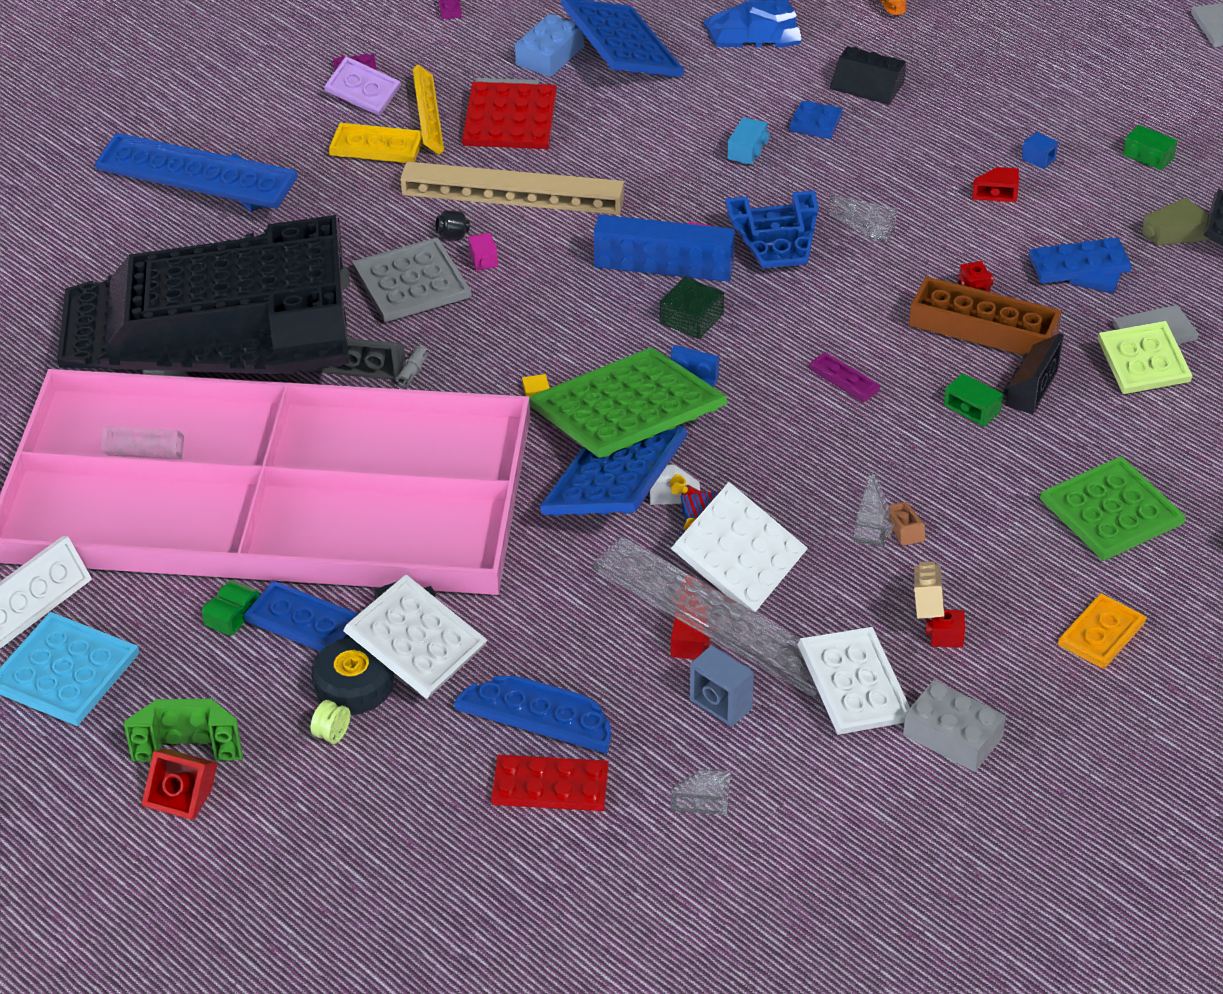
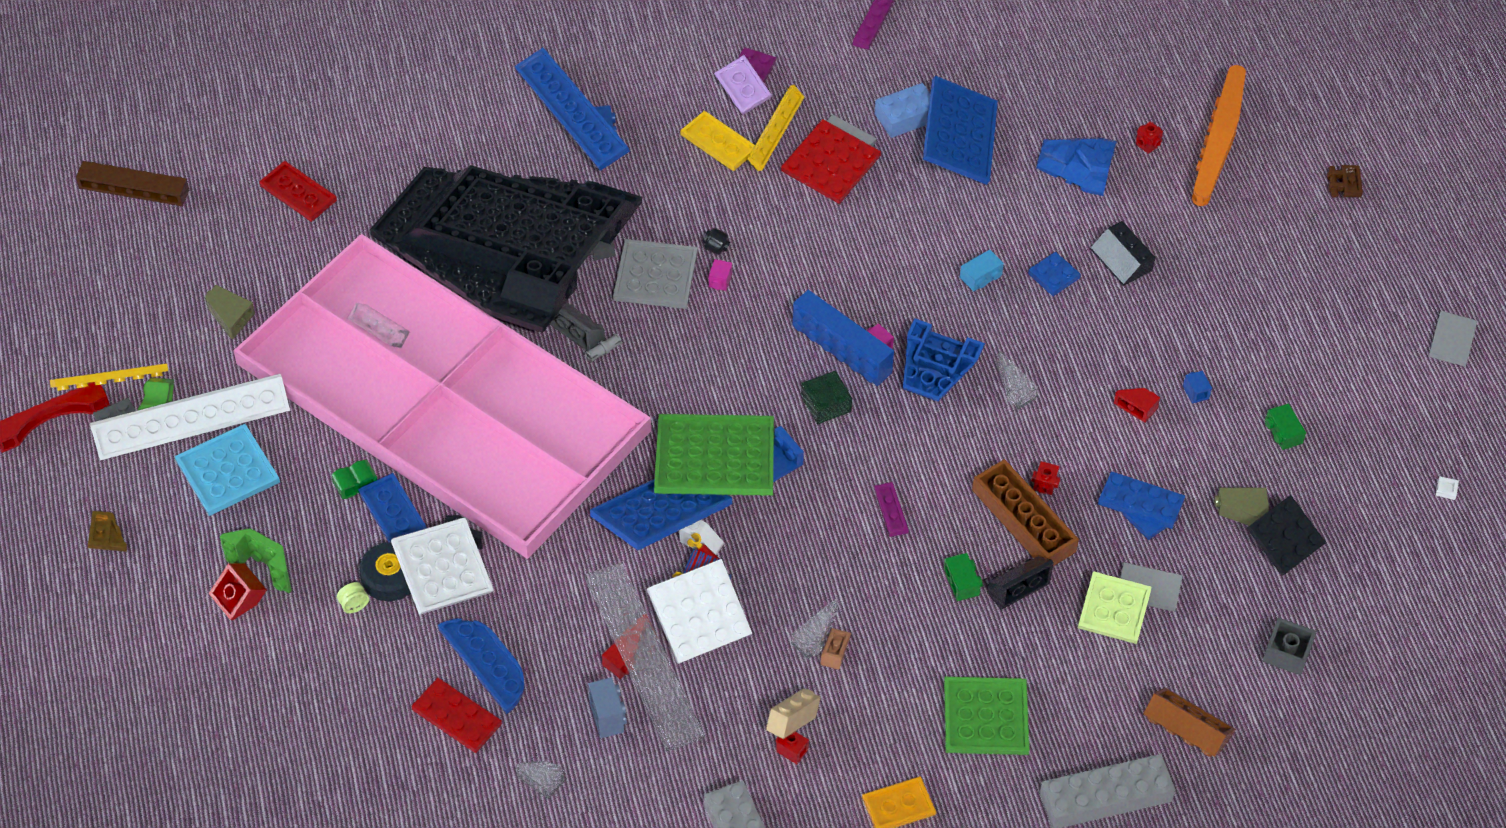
camera: 30 degrees right, 10 degrees up
(513, 188) = (783, 229): tan brick -> none
(534, 384) = (674, 405): yellow tile -> none
(854, 680) = (696, 750): white plate -> none

